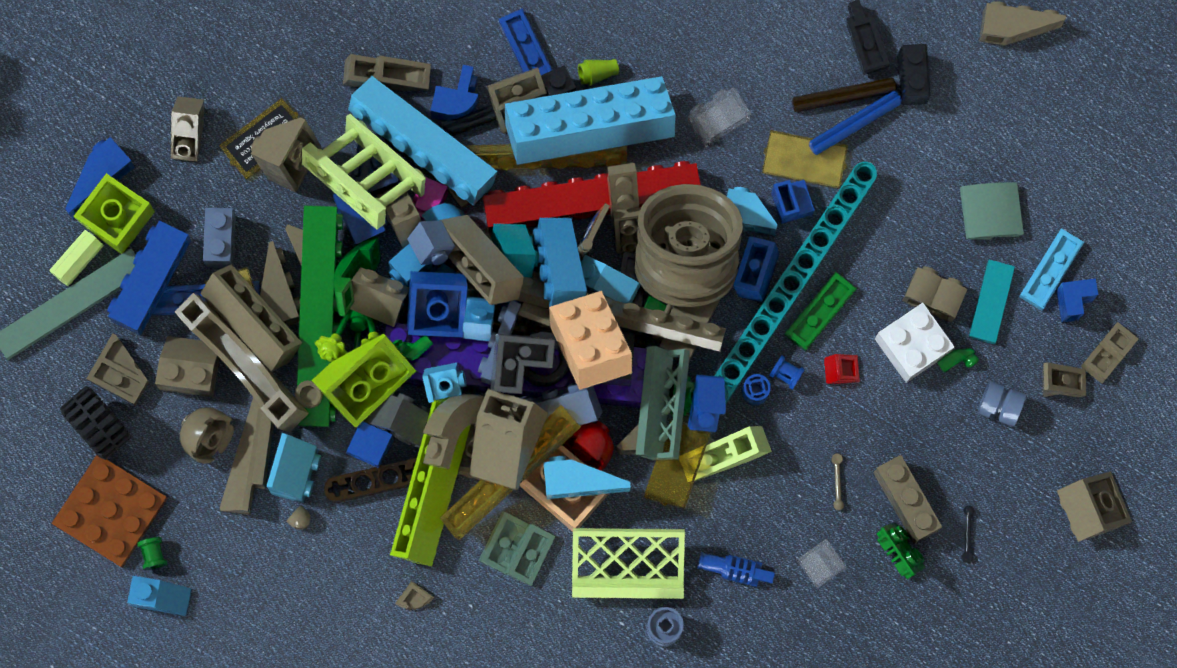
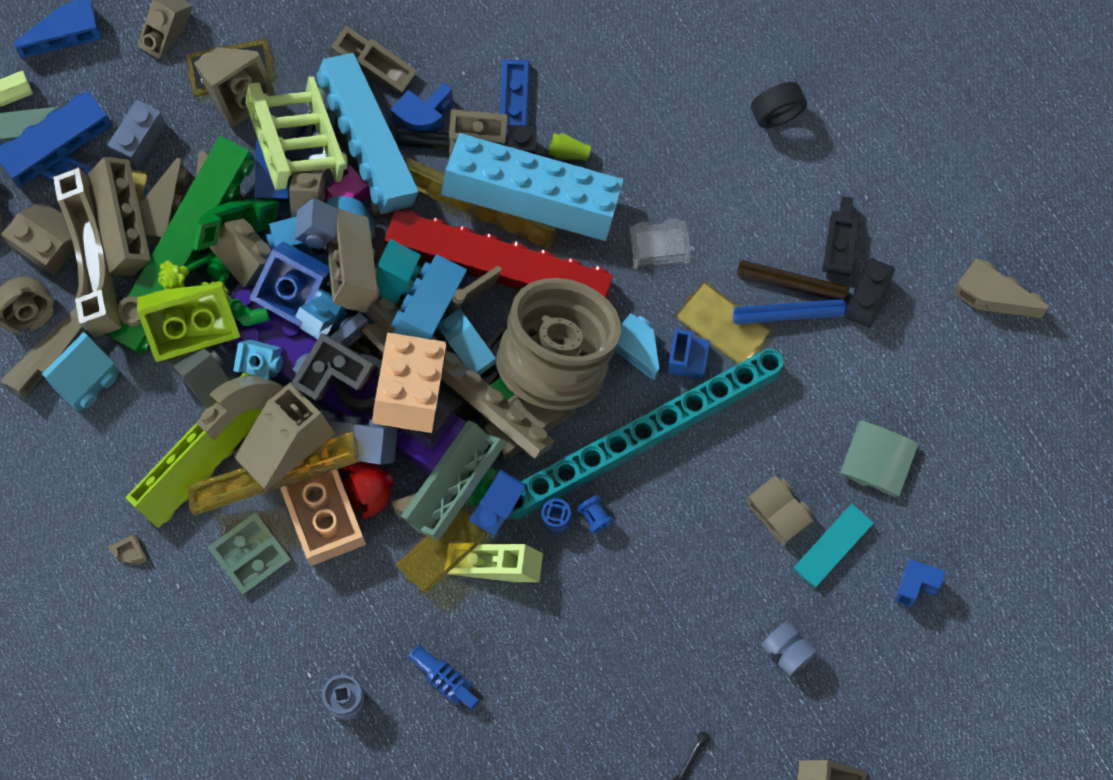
camera: 35 degrees right, 5 degrees down
(114, 213) = (55, 68): lime slope -> none
(300, 518) = (65, 423): dark tan hinge -> none
(370, 444) = (165, 386): blue piece -> none
(376, 477) = (154, 428): dark brown beam -> none
(575, 479) = (325, 508): medium azure slope -> none
(624, 206) = (521, 270): dark tan slope -> none
(634, 585) = (328, 639): yellowish green fence -> none
(756, 269) = (617, 401): blue brick -> none
(820, 311) = (660, 473): green tile -> none
(821, 563) = (527, 714): clear piece -> none
(836, 460) = (600, 623): dark tan hinge -> none
(841, 369) = (652, 538): red slope -> none
(907, 499) = (646, 694): dark tan brick -> none
(911, 558) = (616, 752): green hinge -> none
(914, 342) = (734, 546): white brick -> none
(956, 356) = (772, 581): green arm -> none
(1051, 269) = (910, 544): medium azure tile -> none
(1063, 380) = (863, 656): dark tan slope -> none
(1109, 352) = (926, 653): dark tan slope -> none

